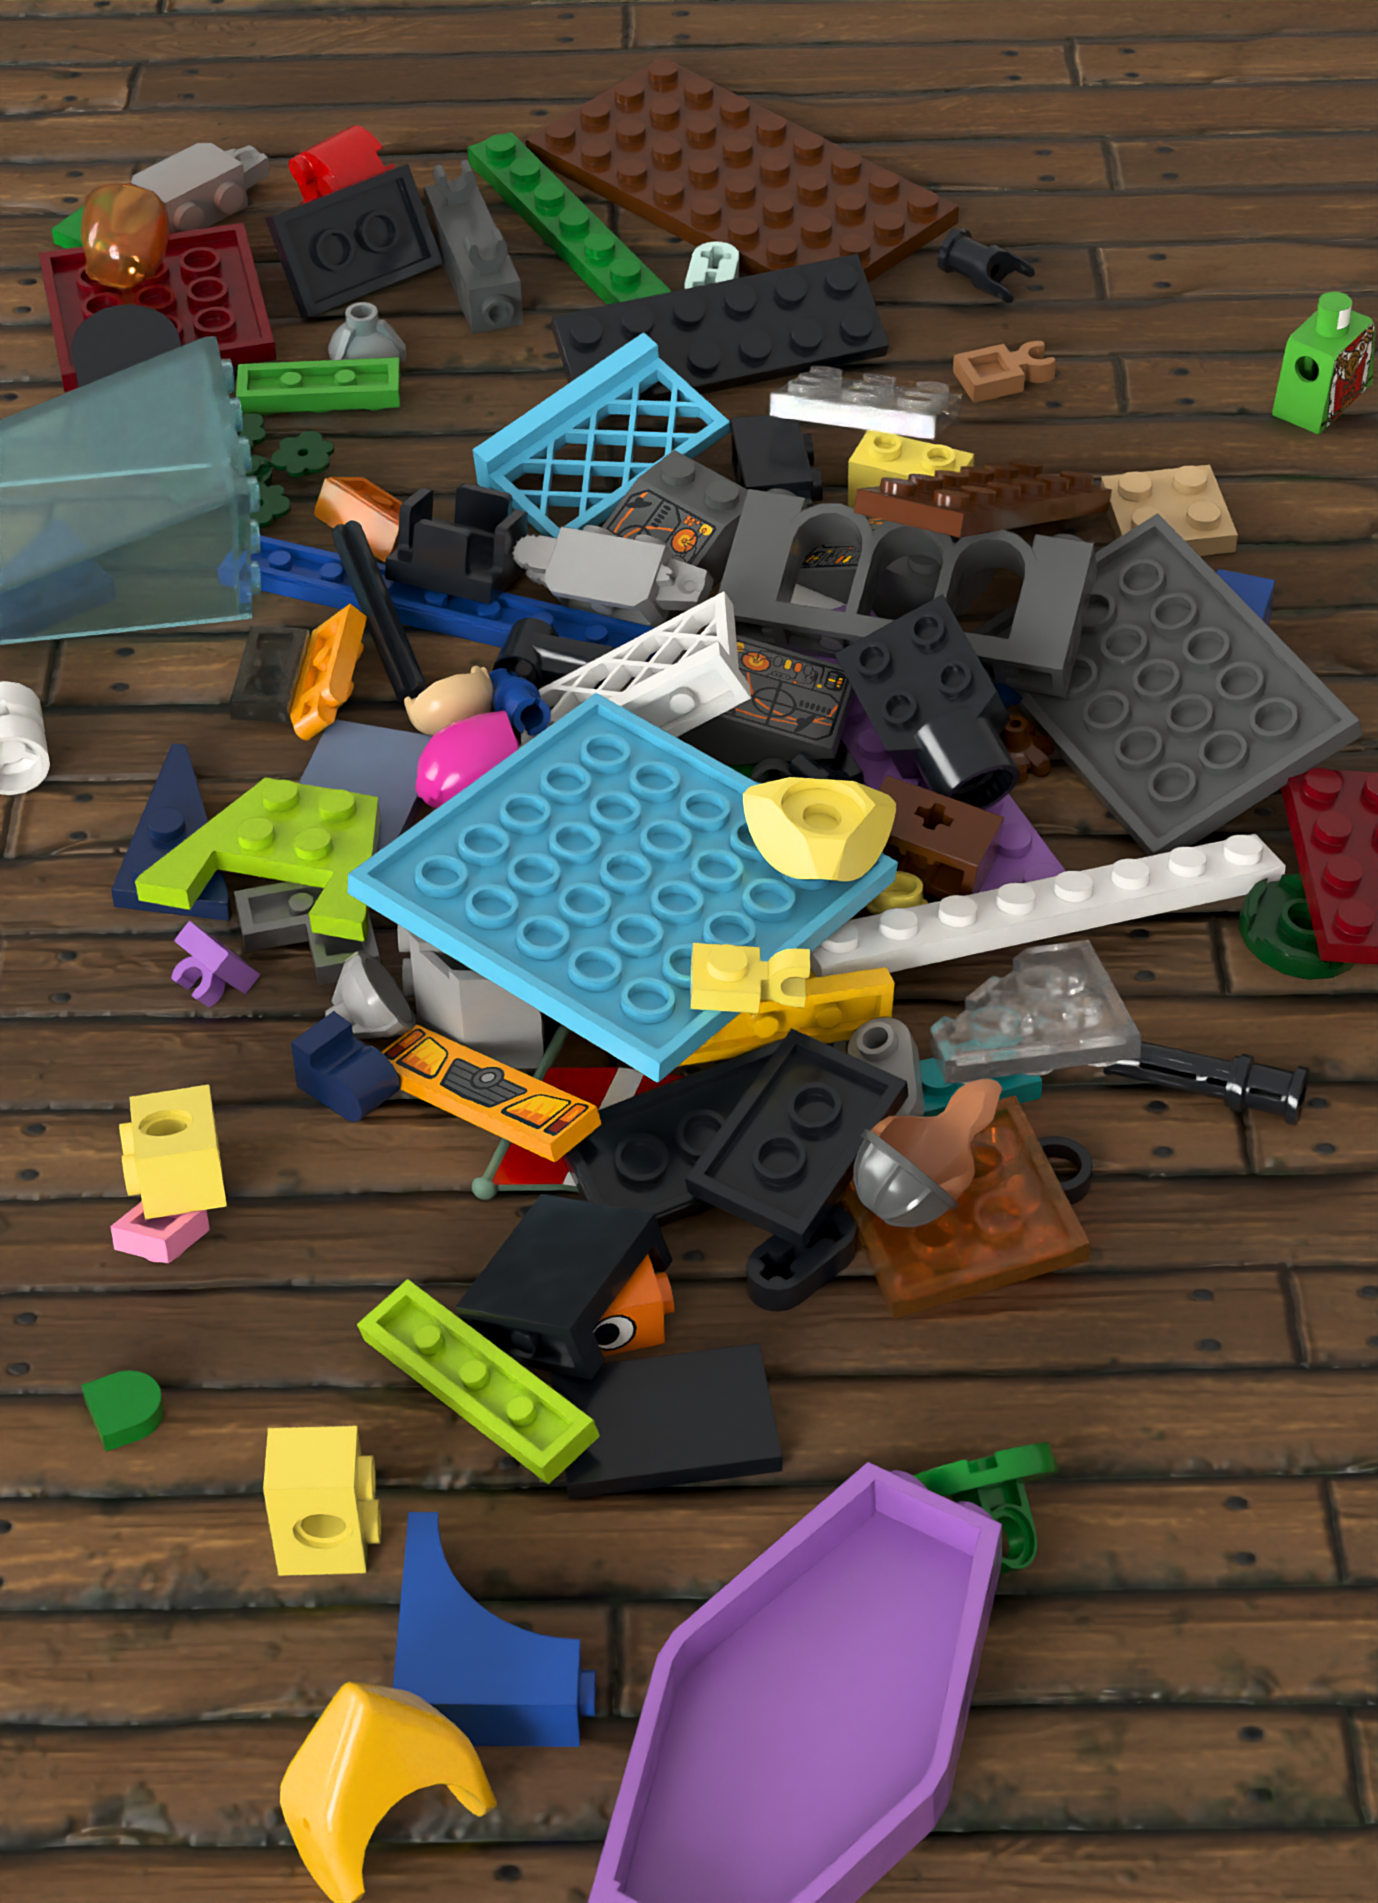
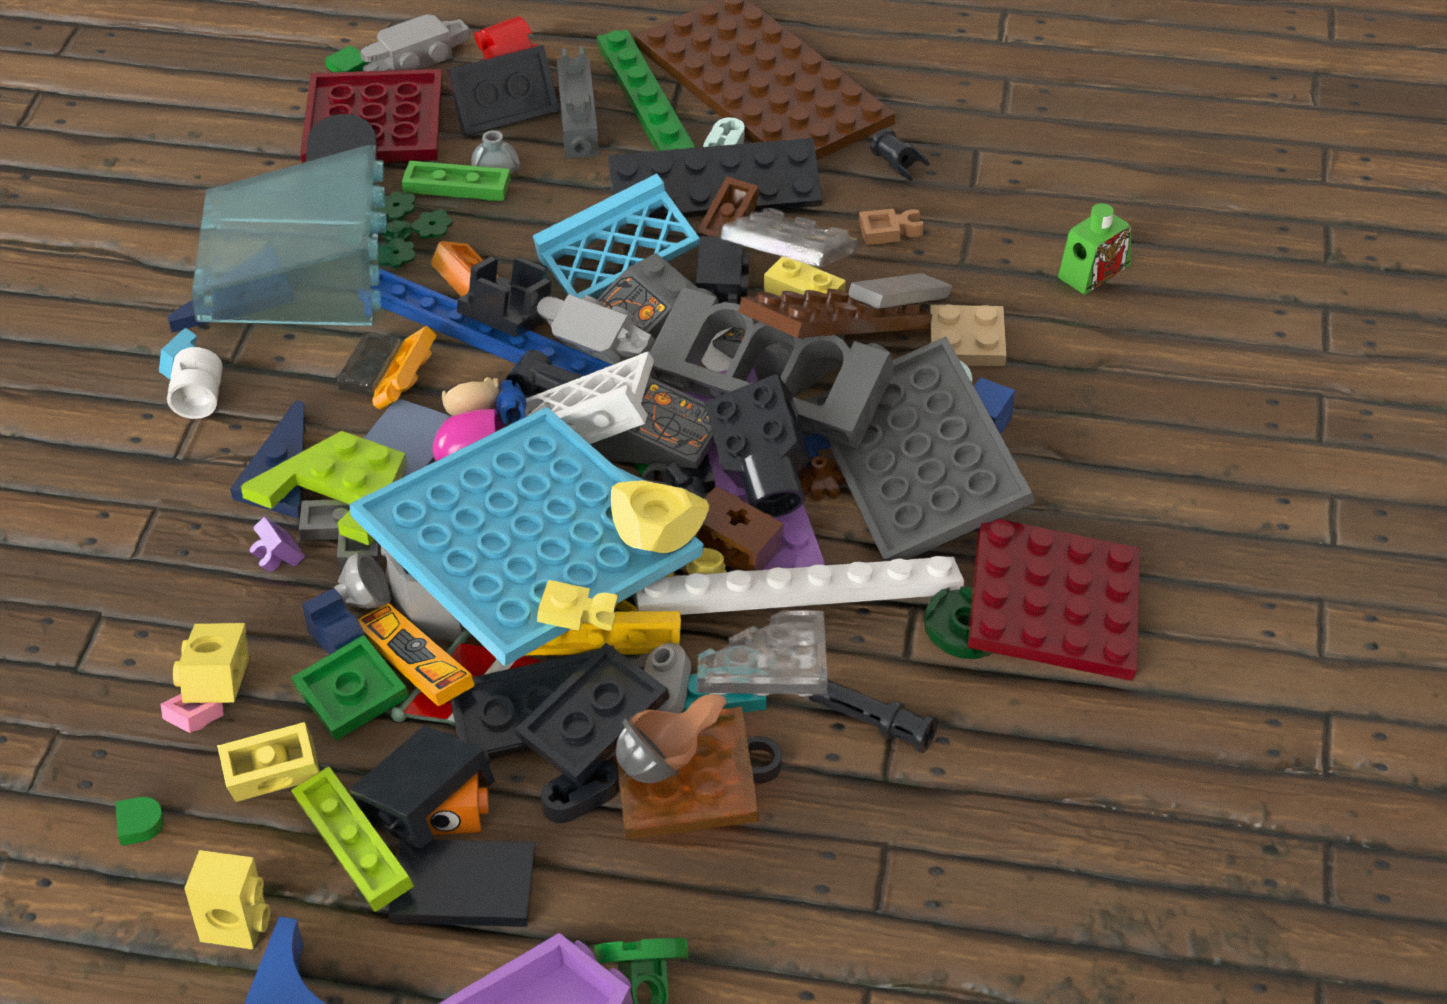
camera: 10 degrees right, 0 degrees up
(123, 234) = (359, 69): clear orange piece -> none
(314, 1285) = (268, 761): none -> light yellow brick
(380, 611) = (446, 331): black axle -> none
(398, 1158) = (350, 687): none -> green plate
(762, 366) = (732, 201): none -> reddish brown slope
(1059, 458) = (899, 290): none -> light grey tile

